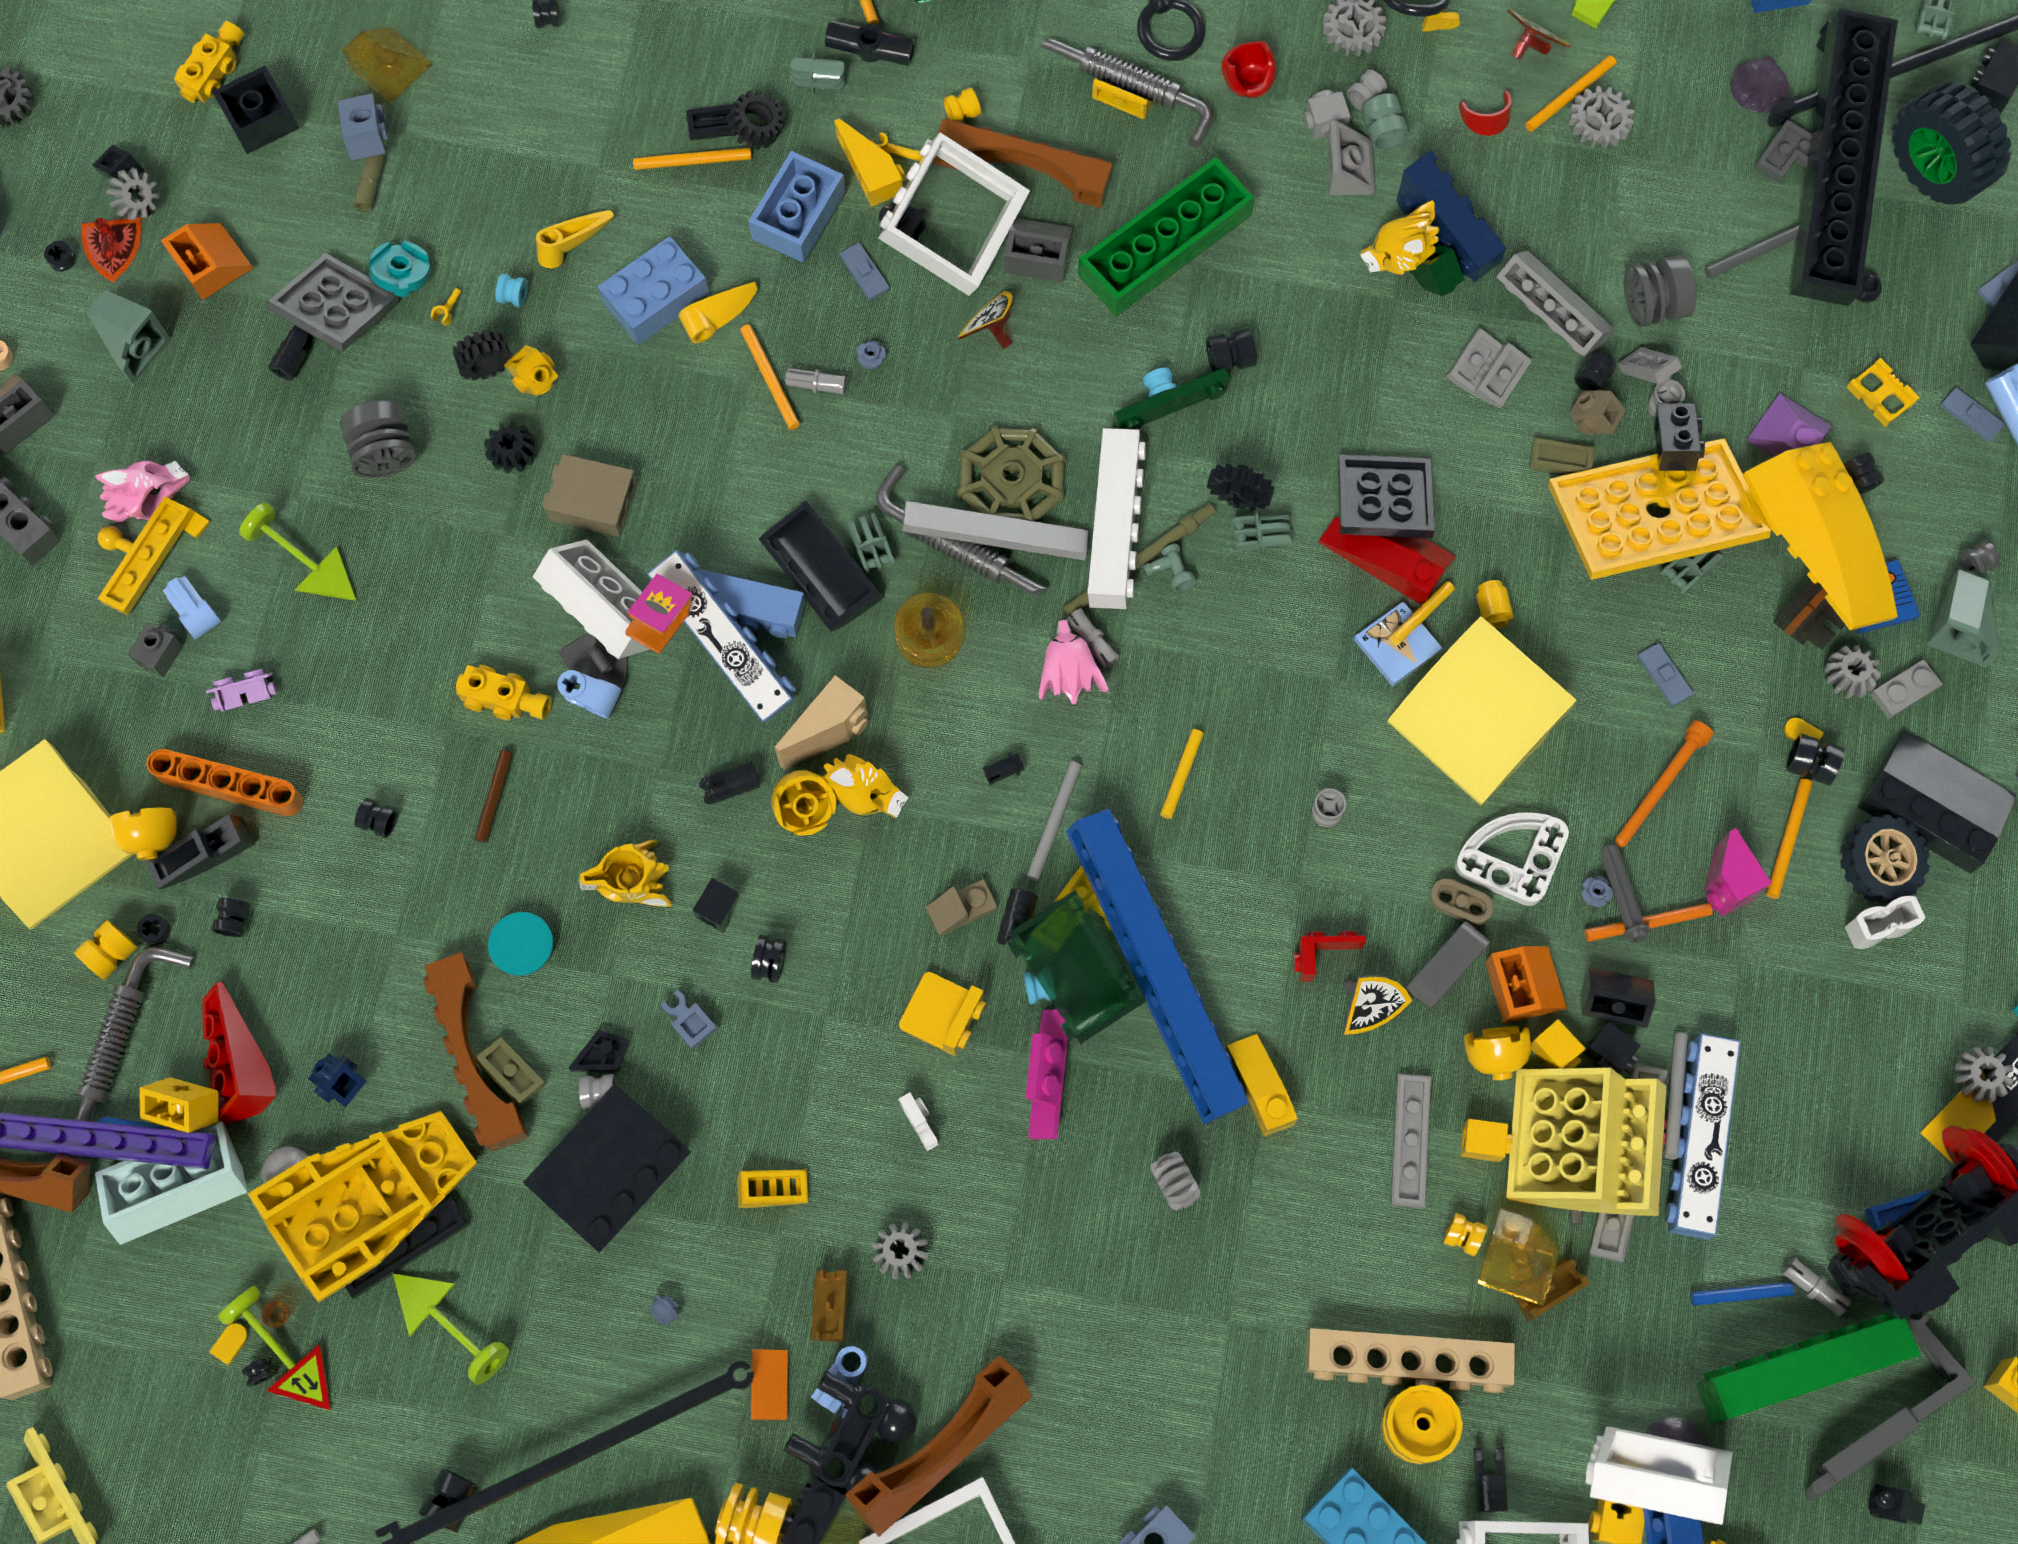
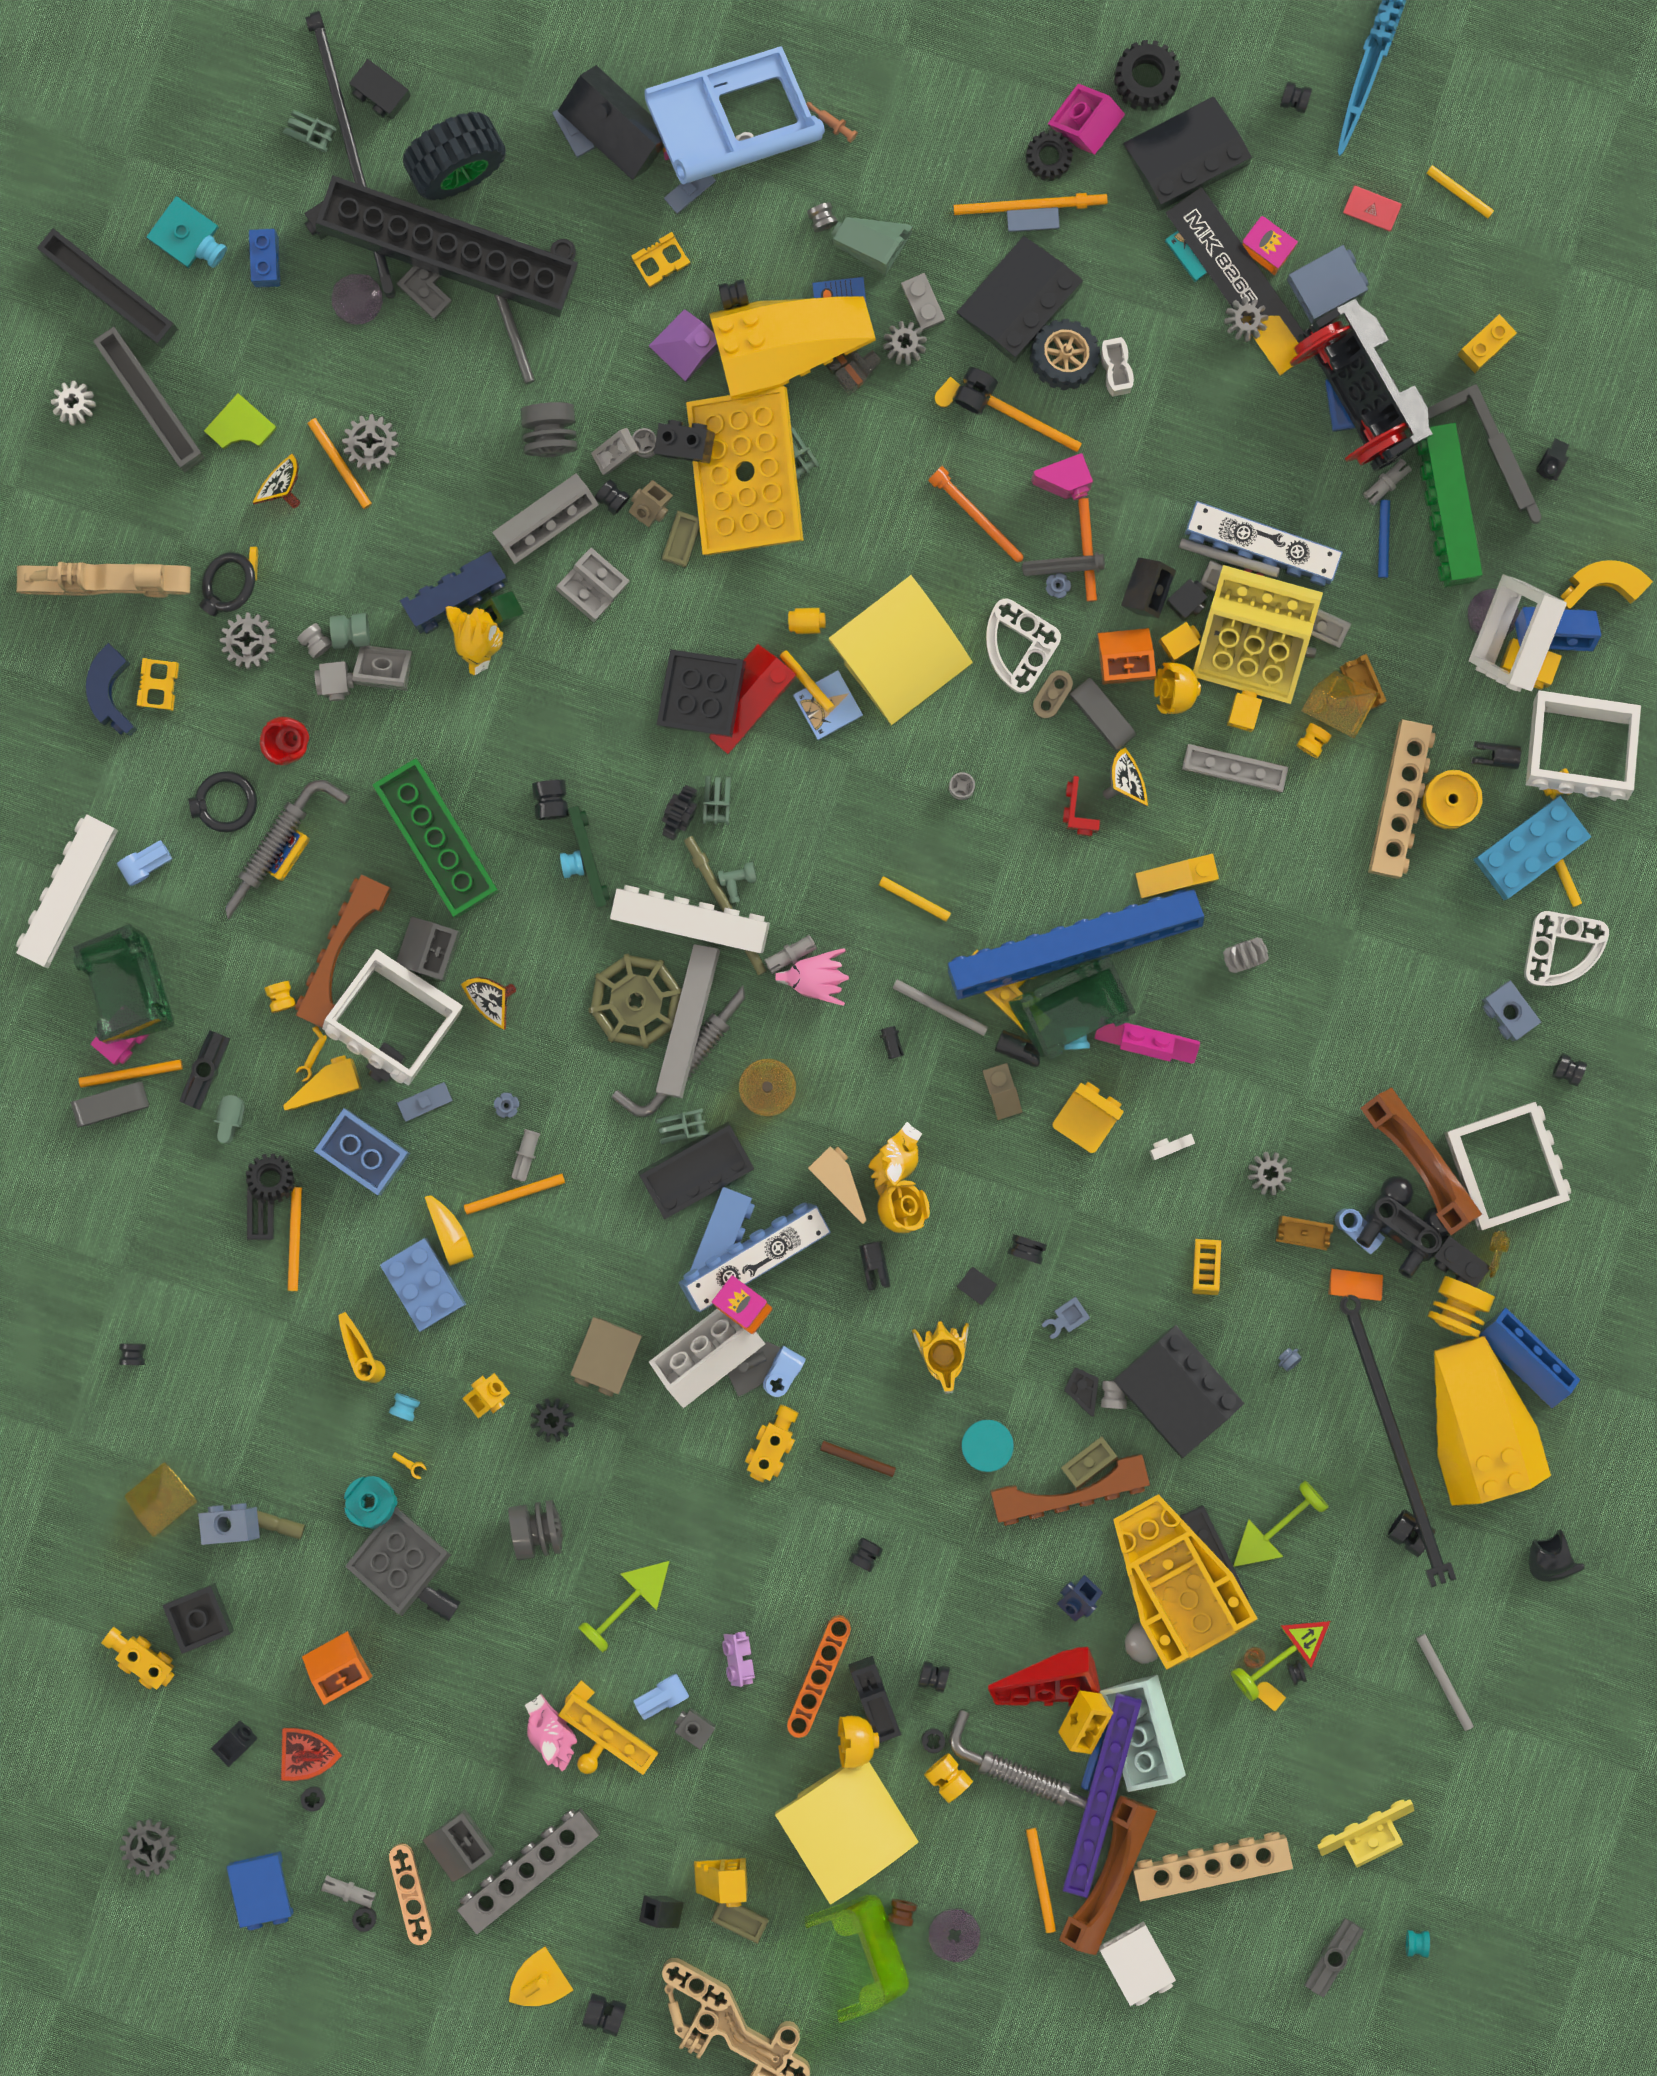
camera: 85 degrees left, 15 degrees up
(122, 196) = (267, 1730): light grey gear -> none
(128, 332) = (399, 1742): sand green slope -> none
(481, 355) = (467, 1436): black tyre -> none
(1487, 123) = (362, 540): red helmet -> none
(1665, 675) = (883, 493): sand blue piece -> none

